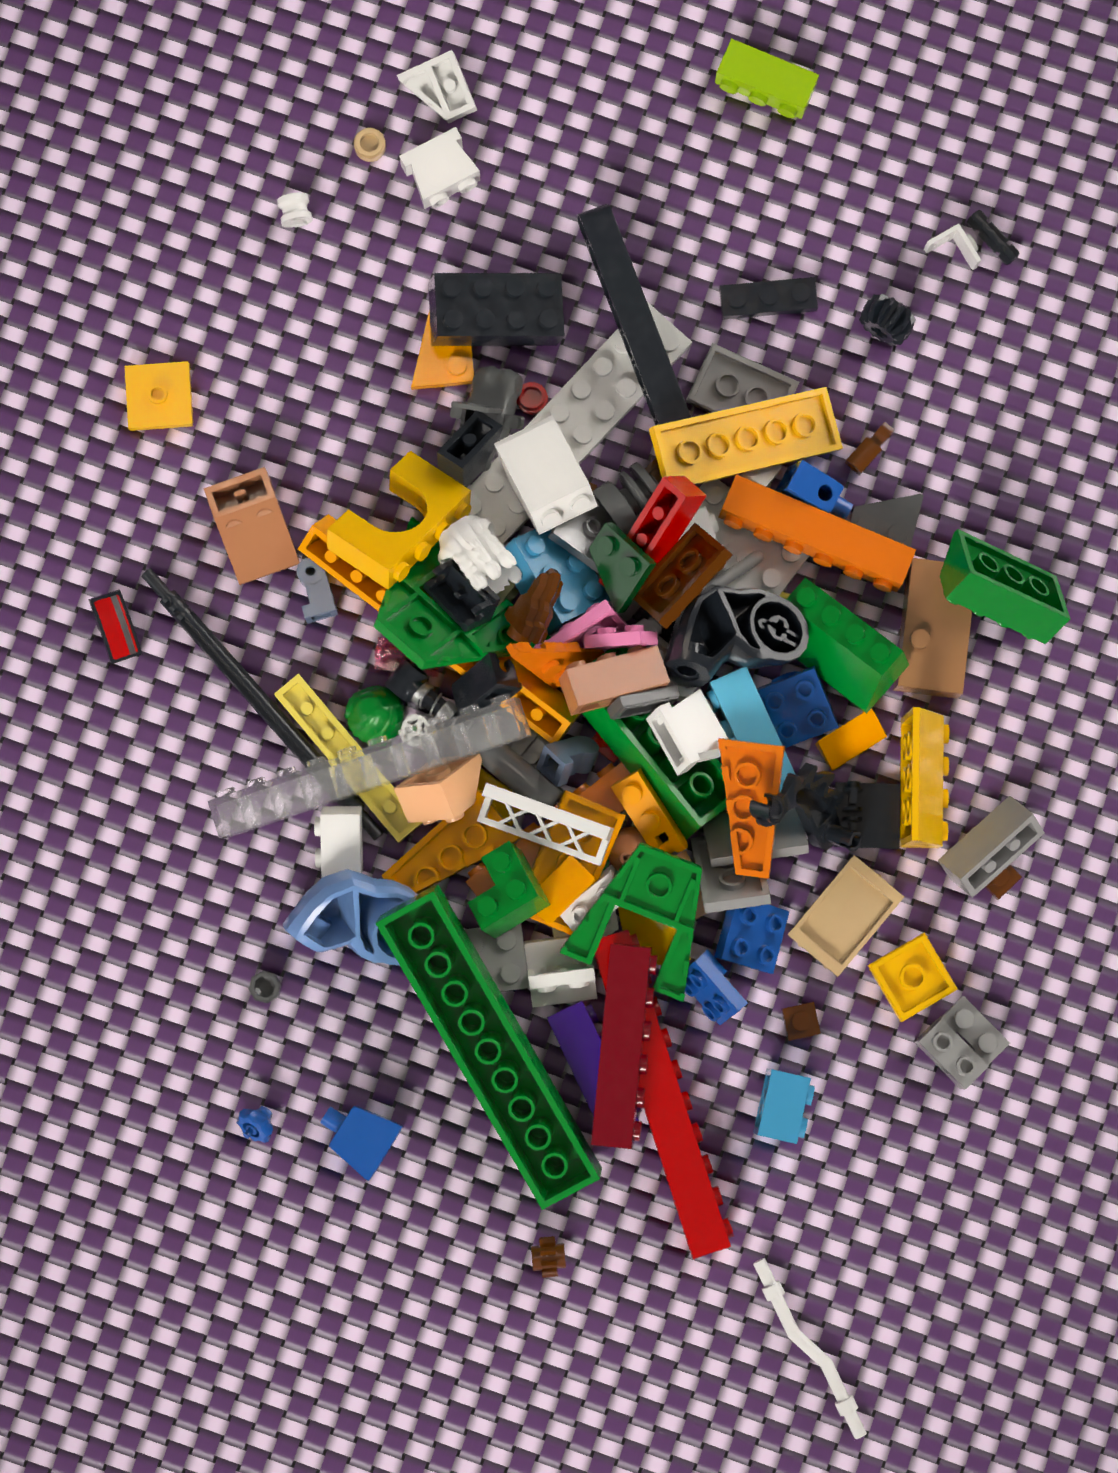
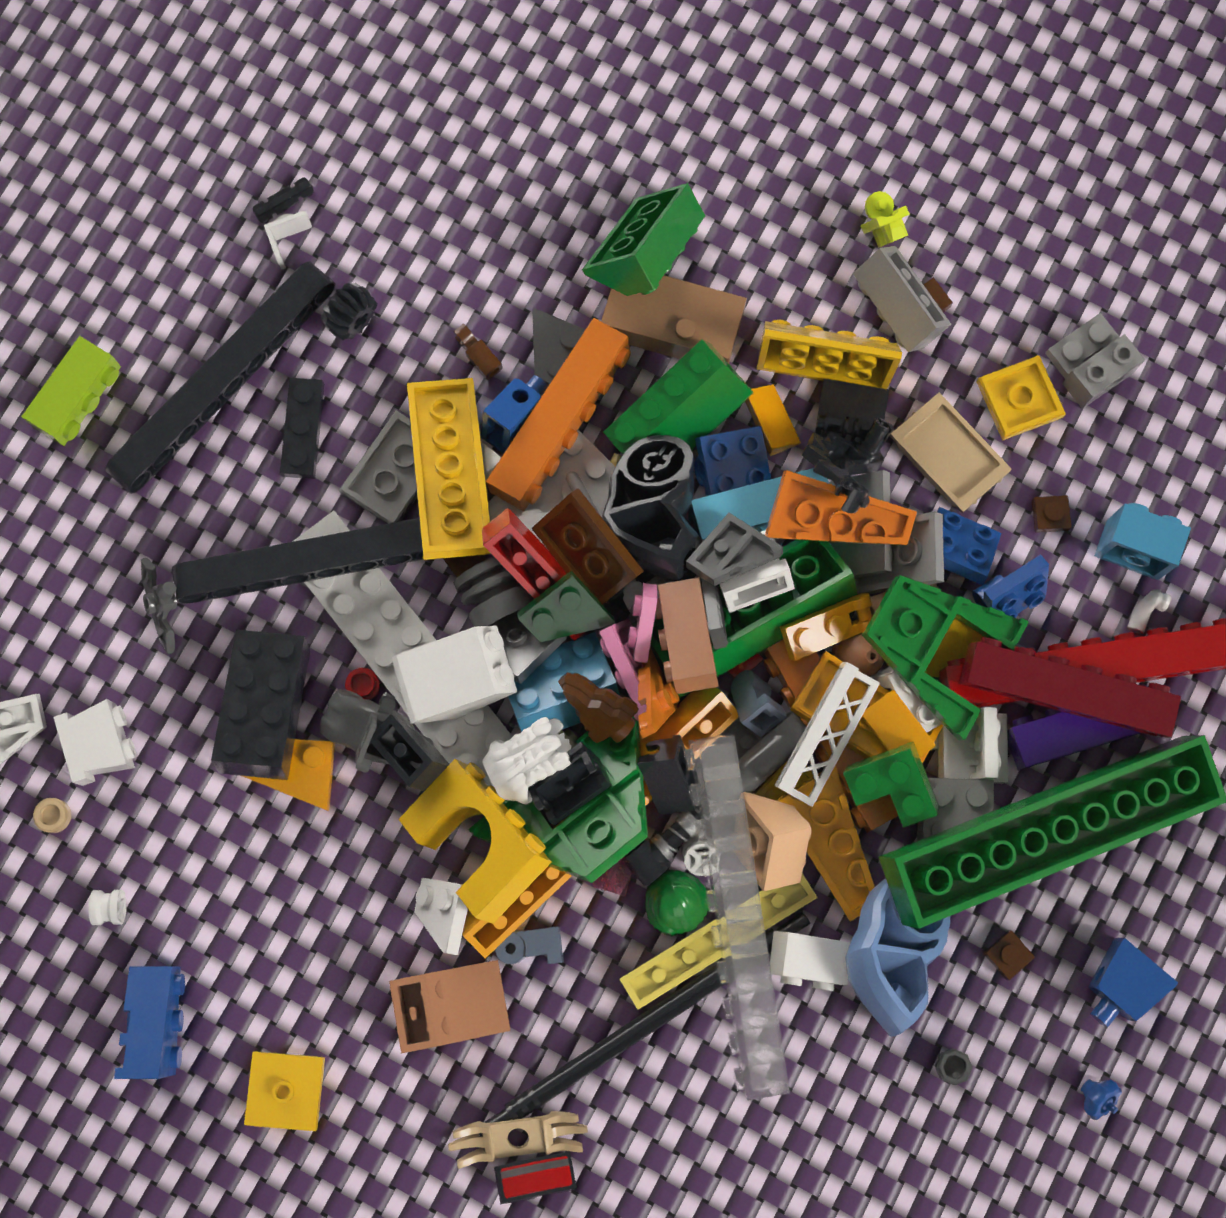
camera: 80 degrees left, 5 degrees down
(142, 586) = (497, 1143): none -> tan piece
(199, 269) = (152, 1023): none -> blue wedge
(331, 503) = (441, 913): none -> white wing
(373, 1027) = (1009, 955): none -> reddish brown plate
(576, 199) = (159, 602): none -> dark grey piece
(699, 708) = (731, 551): none -> dark grey wing
(721, 1120) = (1144, 607): none -> white arm
(805, 214) = (220, 377): none -> black beam
(1071, 817) = (885, 223): none -> neon yellow hips

